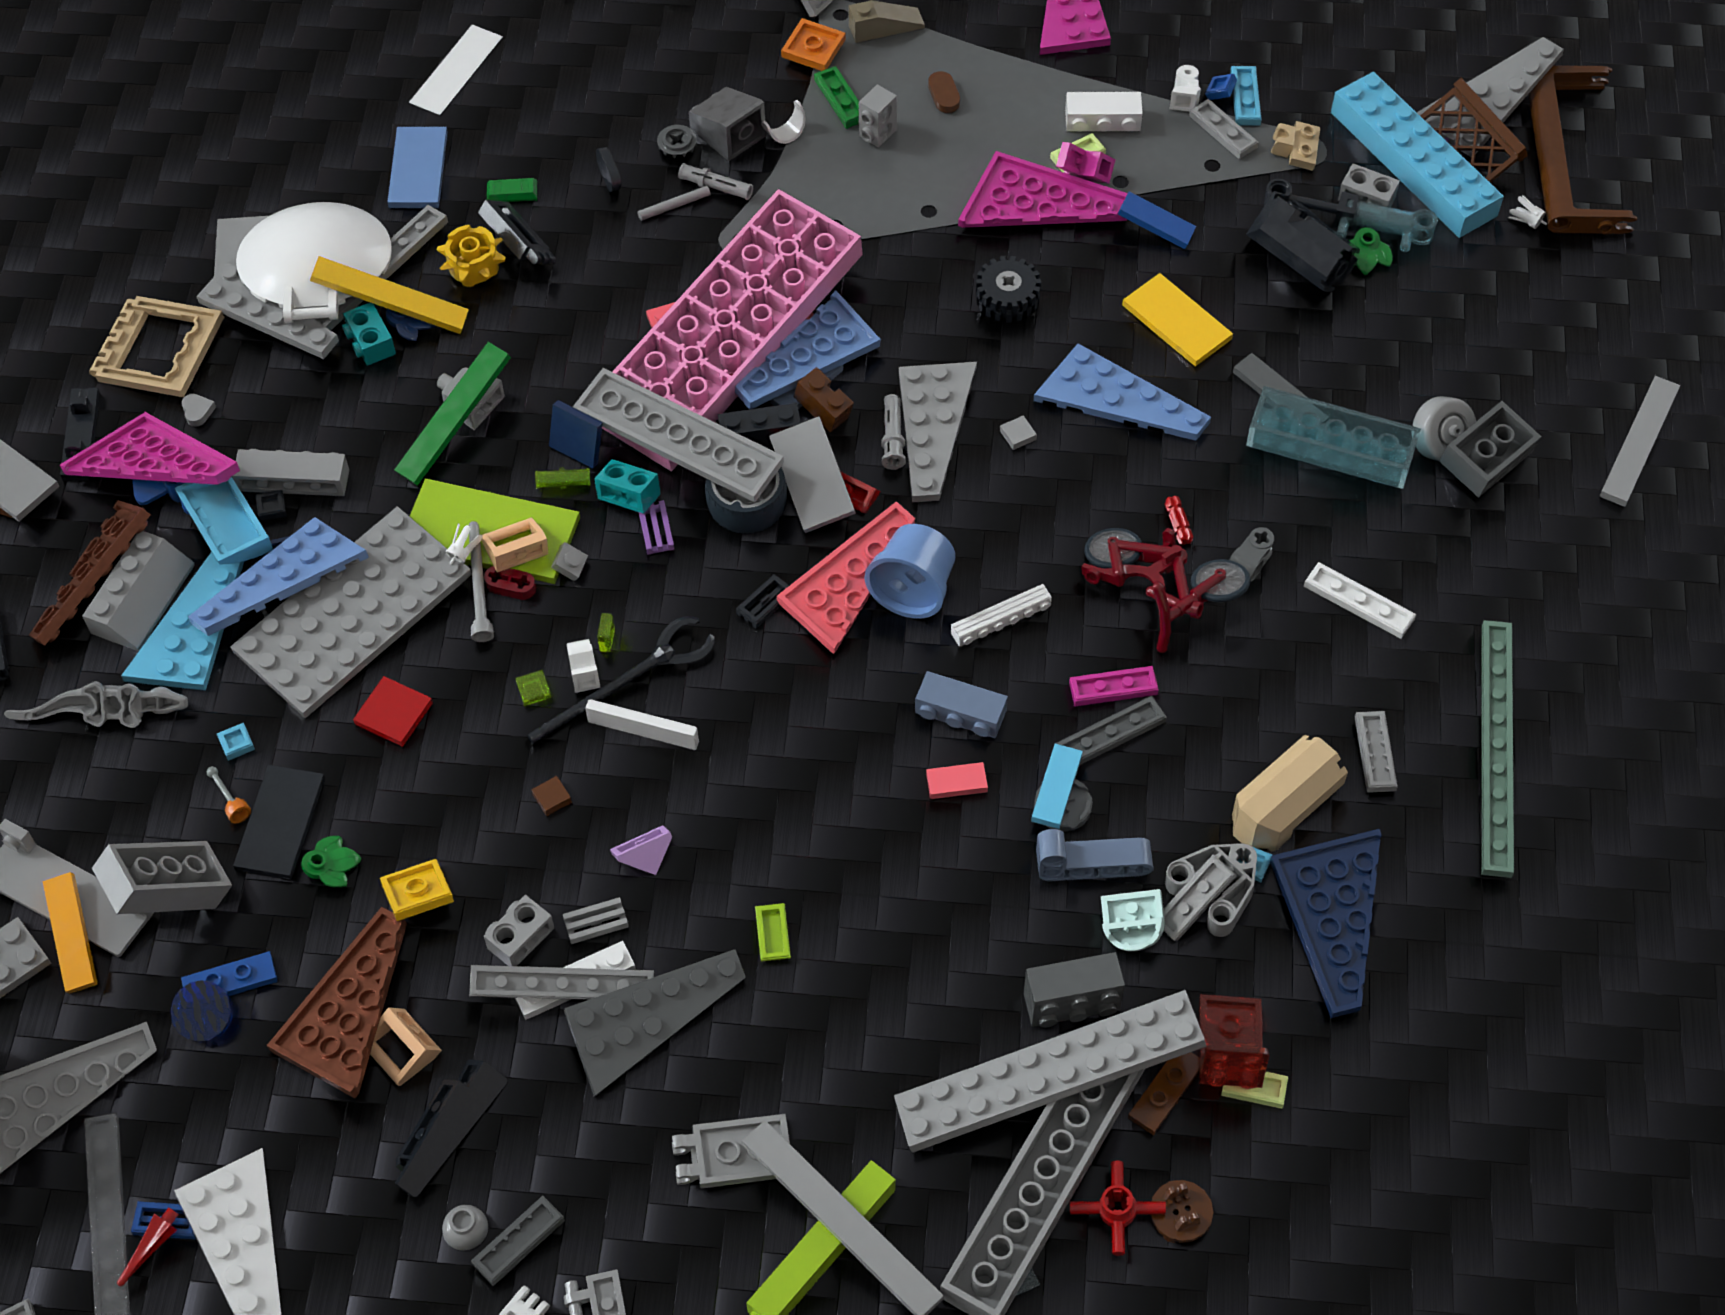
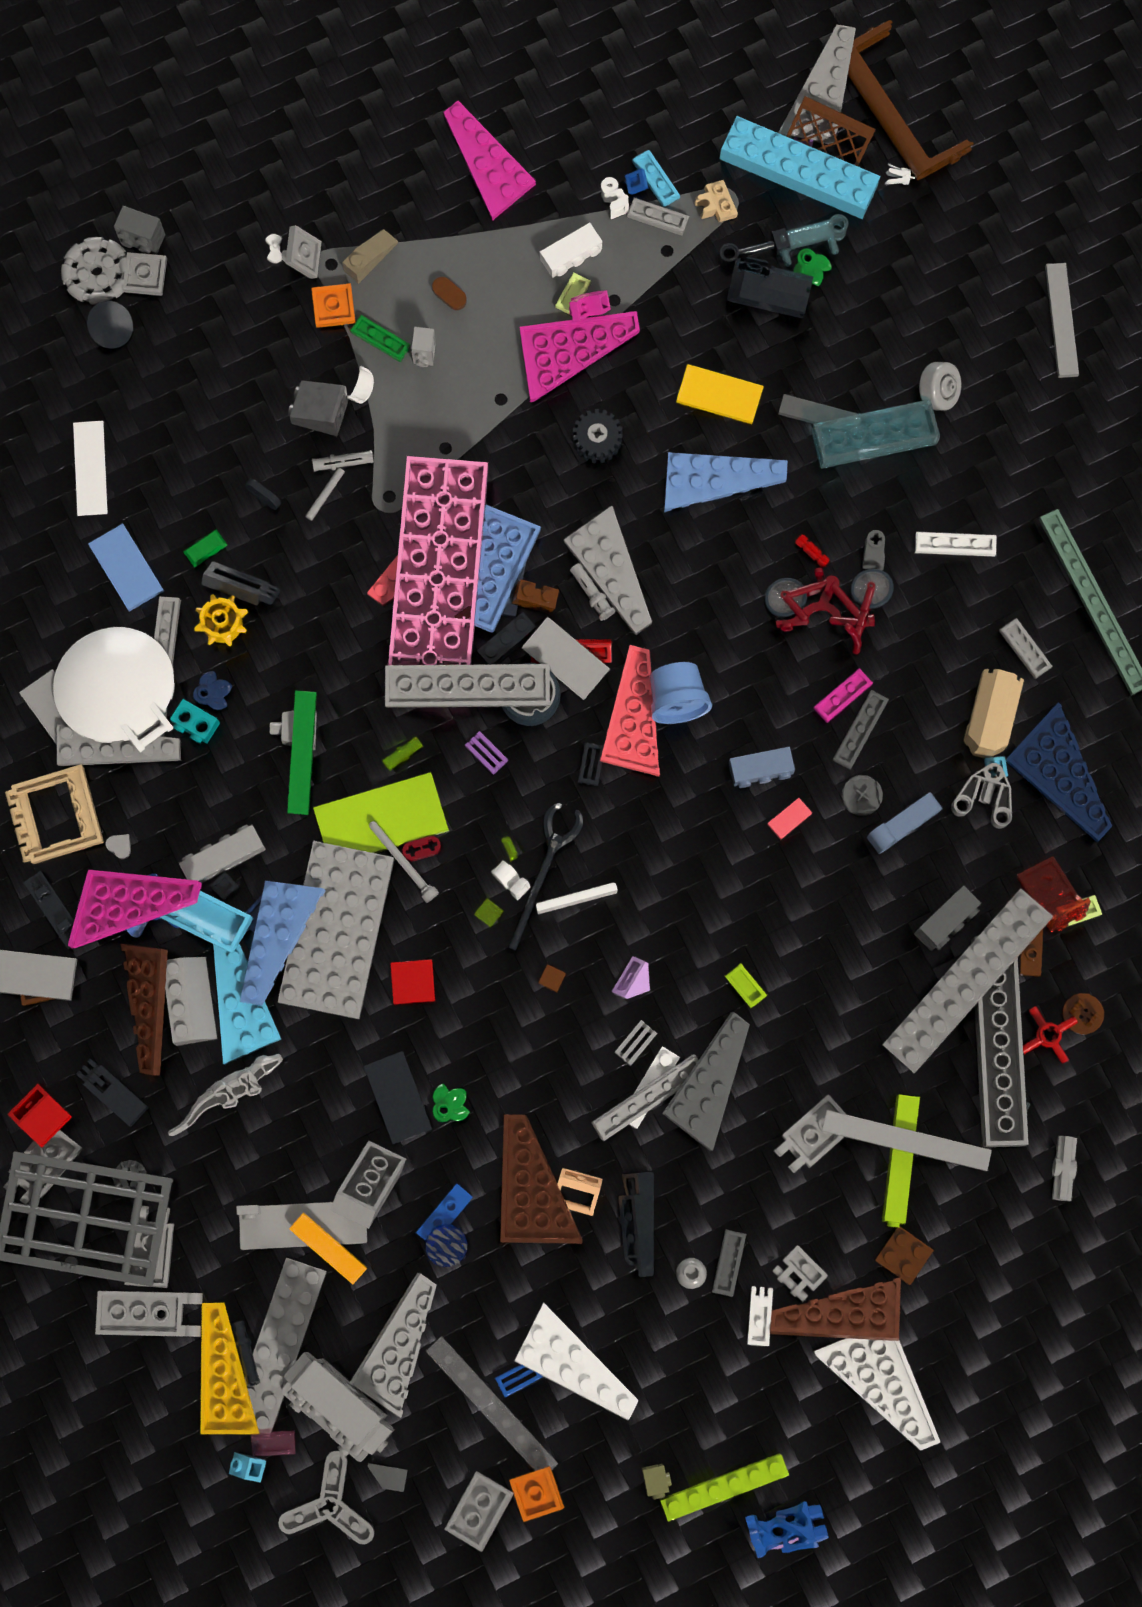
camera: 35 degrees left, 20 degrees up
(156, 1234) = (523, 1387): red piece -> none
(235, 741) = (329, 1062): medium azure tile -> none
(236, 809) = (365, 1106): orange hinge -> none
(389, 295) = (192, 688): yellow tile -> none
(416, 889) = (517, 1091): yellow tile -> none
(456, 549) = (380, 845): white piece -> none
(516, 551) = (418, 826): light nougat tile -> none
(525, 935) = (602, 1080): light grey brick -> none
(569, 561) = (450, 811): light grey plate -> none
(575, 434) = (393, 719): dark blue tile -> none
(627, 486) = (452, 741): teal brick -> none
(677, 133) = (286, 435): dark grey gear -> none
(1001, 615) = (746, 685): white piece -> none
(1018, 432) = (671, 544): light grey tile -> none
(1056, 786) = (854, 788): medium azure tile -> none
(1133, 919) = (951, 850): light aqua slope -> none
(1156, 220) = (661, 323): blue tile -> none
(1196, 896) = (980, 815): light grey tile -> none
(1370, 186) = (785, 220): light grey brick -> none
(1490, 448) = (978, 386): dark grey brick -> none

